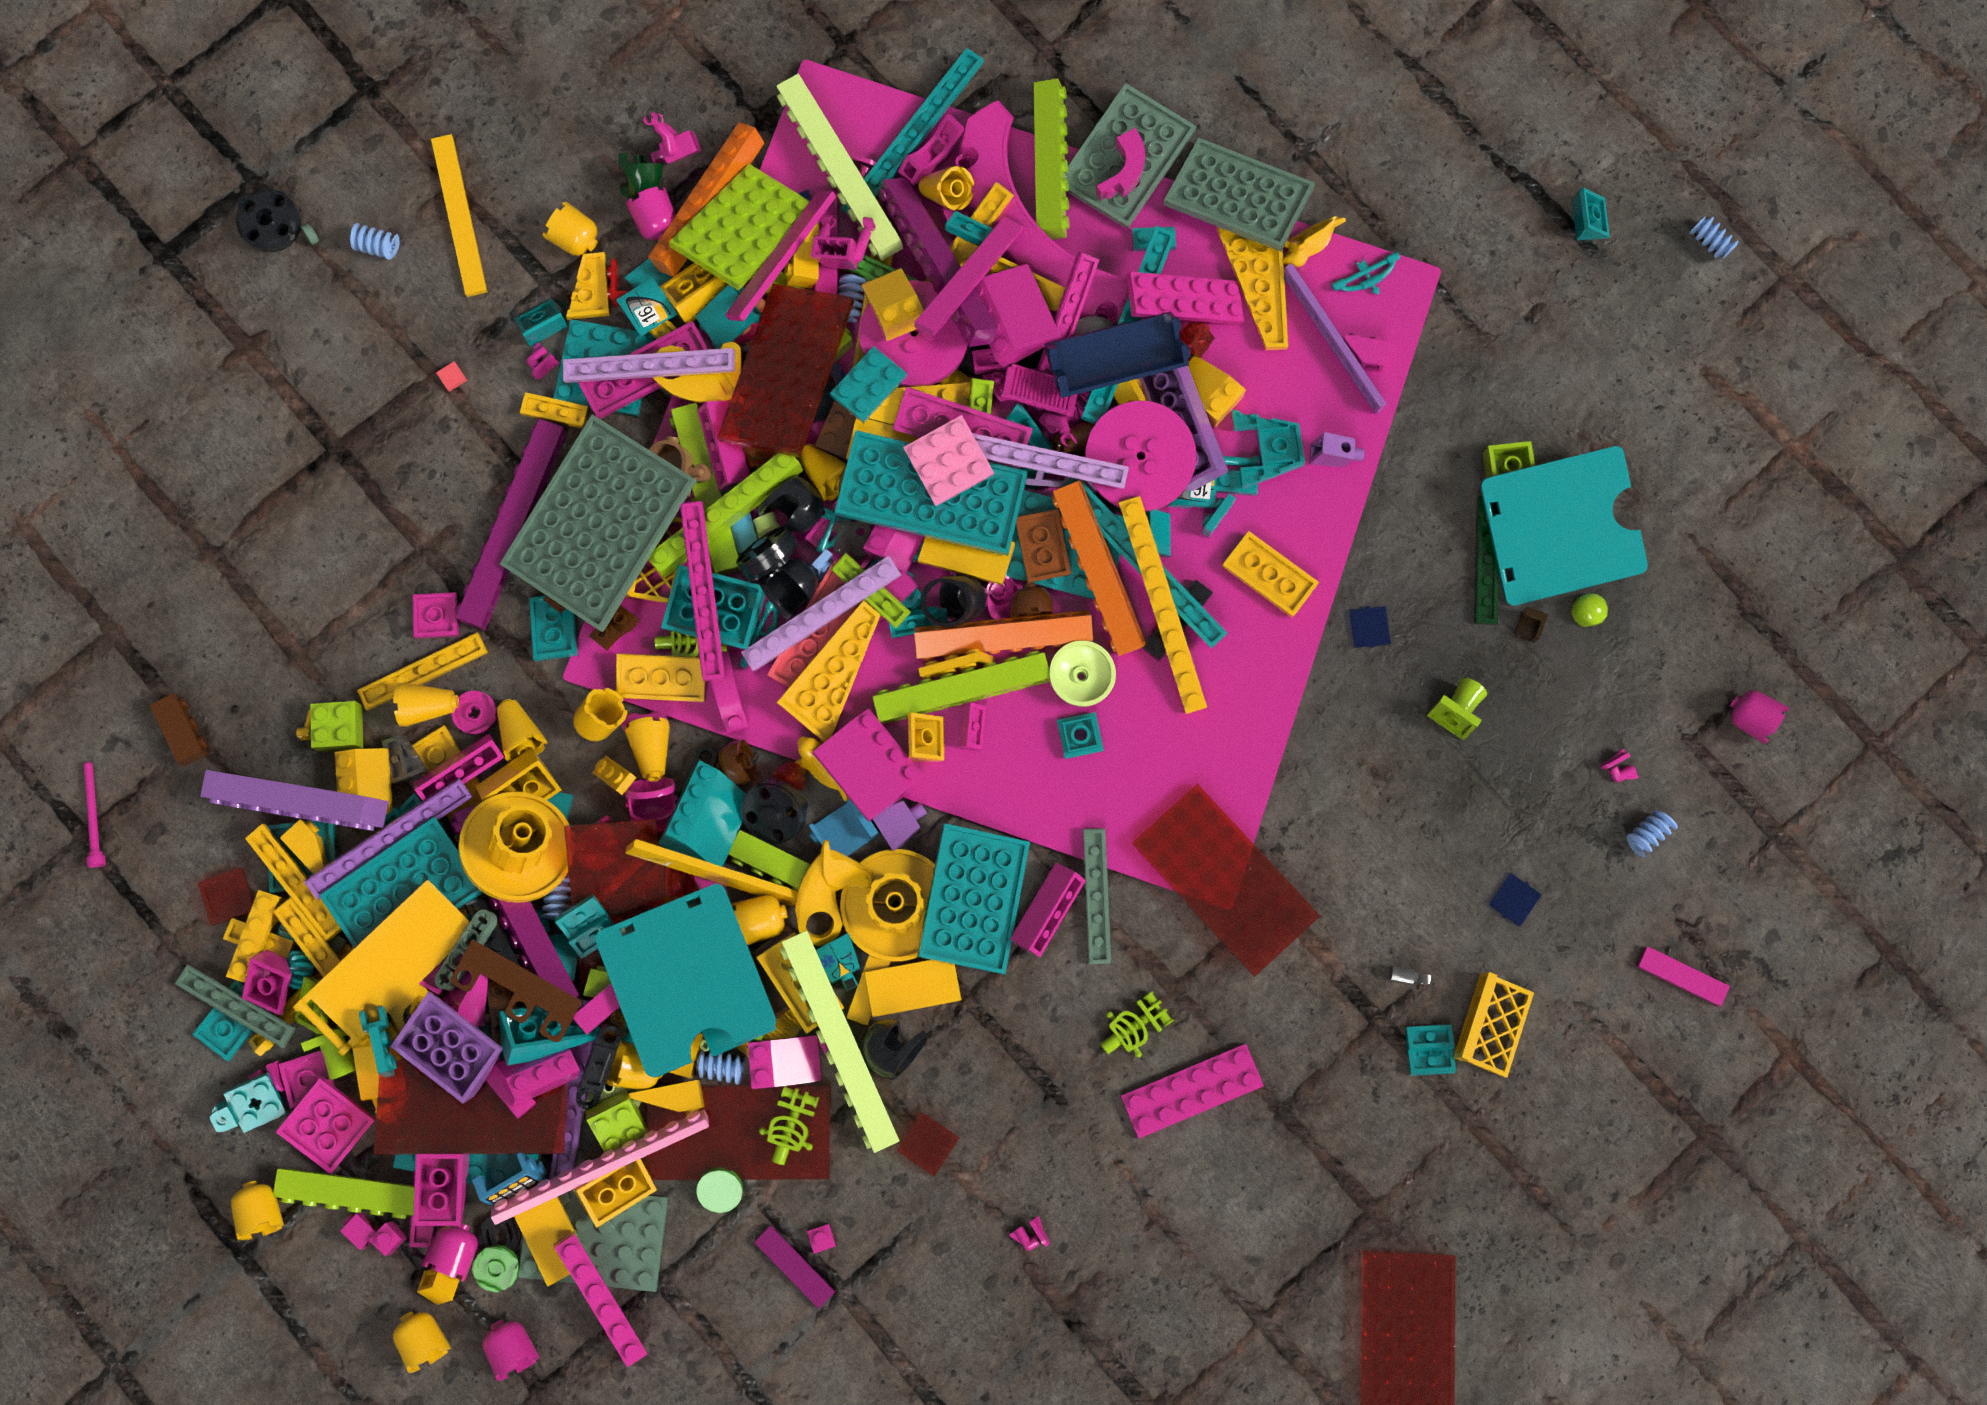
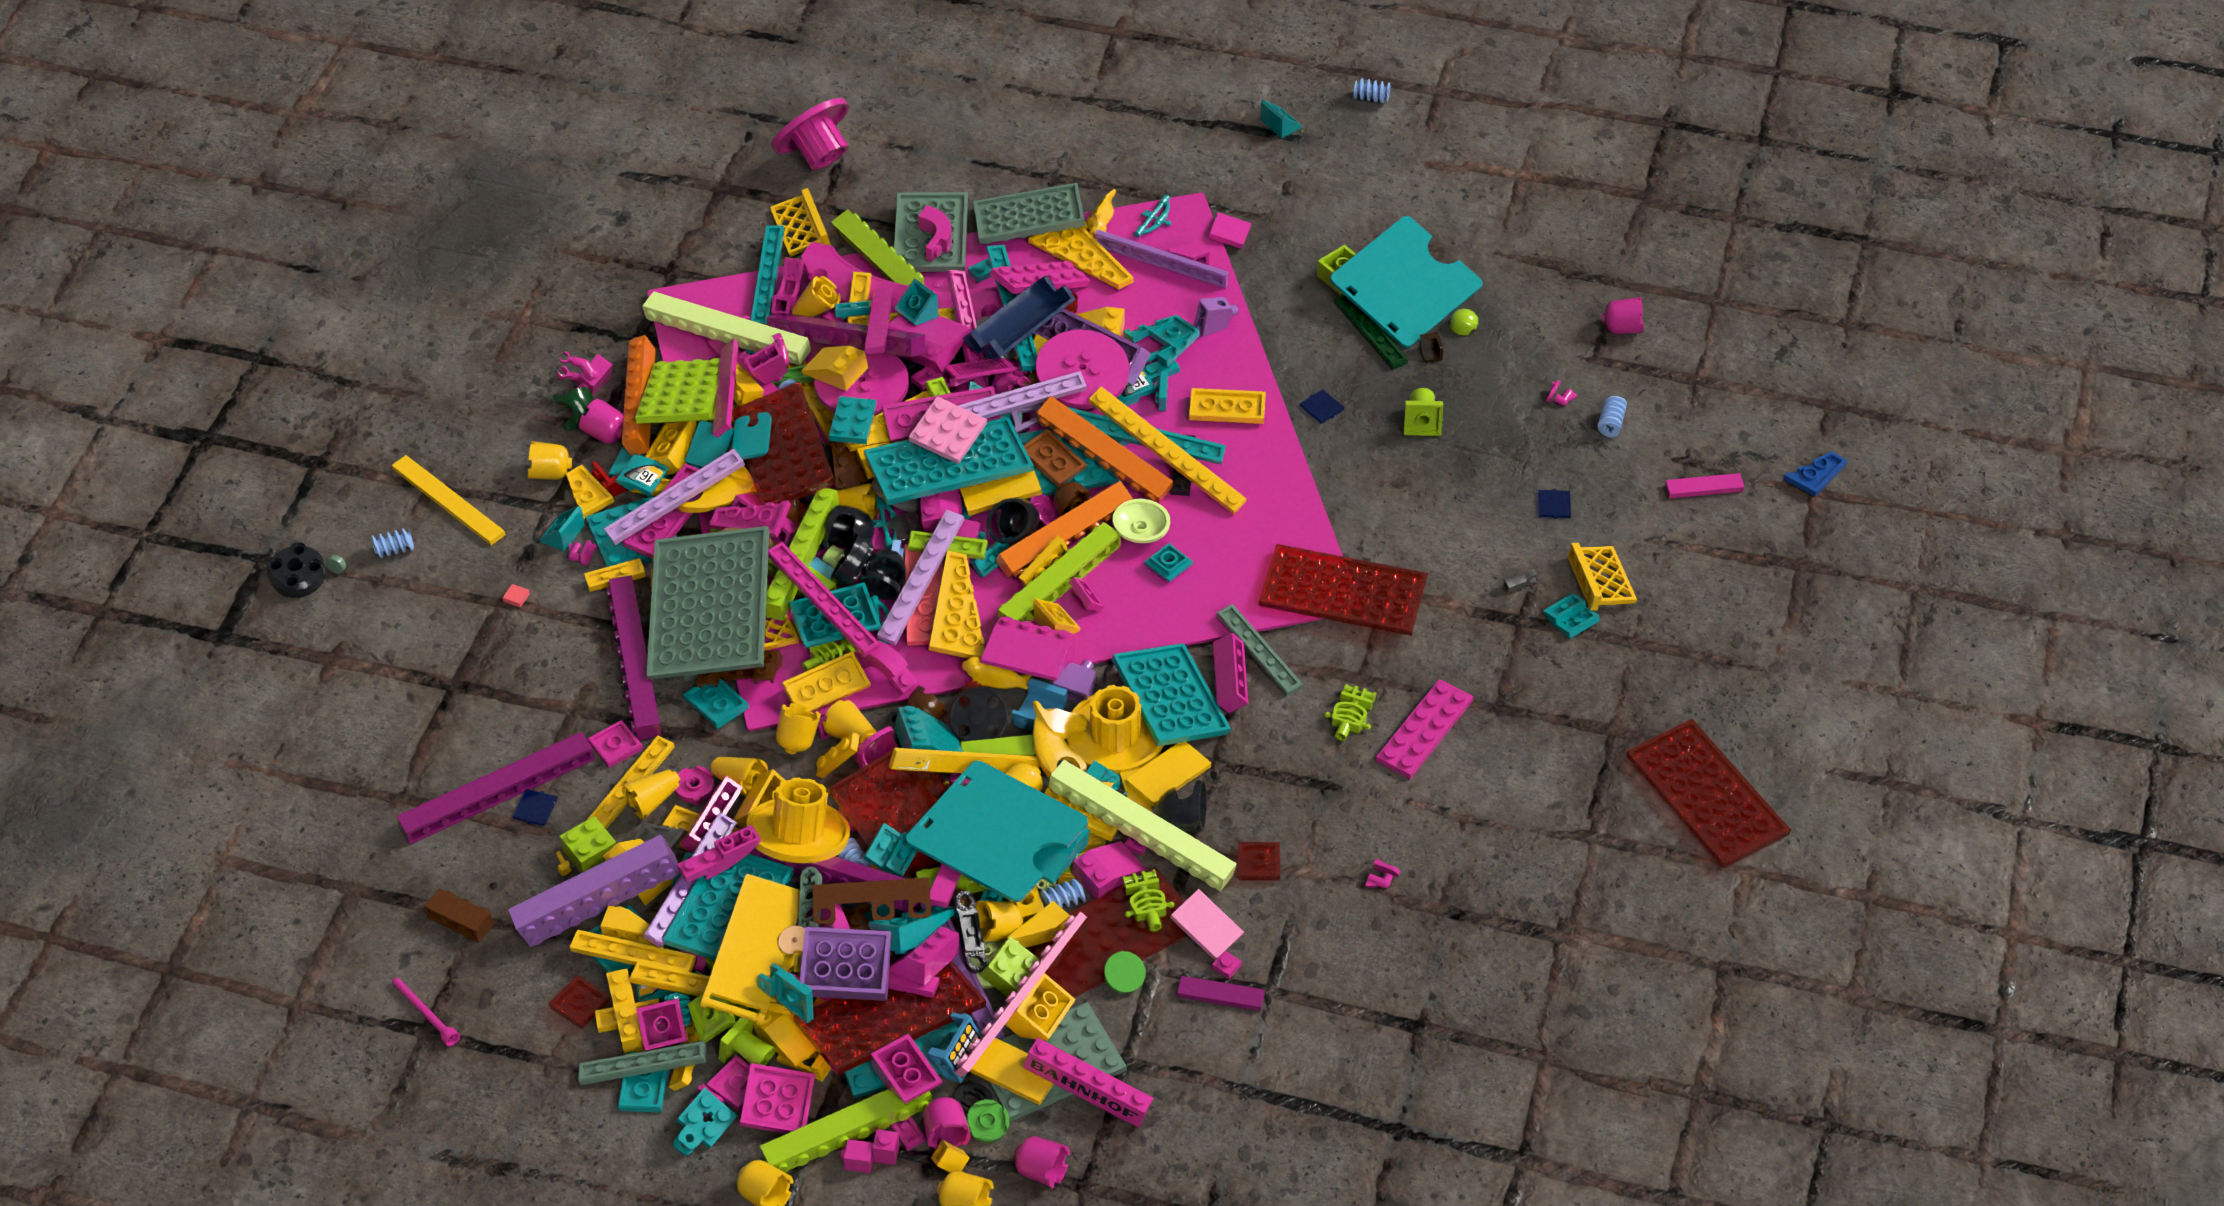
camera: 30 degrees left, 30 degrees down
(296, 601) = (495, 788): none -> magenta brick
(322, 643) = (535, 807): none -> clear blue piece
(418, 840) = (724, 855): none -> dark pink slope
(426, 979) = (792, 939): none -> light nougat piece
(704, 445) = (752, 516): none -> dark pink wing
(761, 342) = (752, 441): none -> teal piece
(828, 1187) = (1206, 924): none -> bright pink tile
(1024, 273) = (918, 303): none -> teal slope
(1025, 61) = (812, 215): none -> yellow fence
(1432, 339) = (1229, 230): none -> dark pink tile
(1807, 1038) = (1818, 474): none -> blue wing

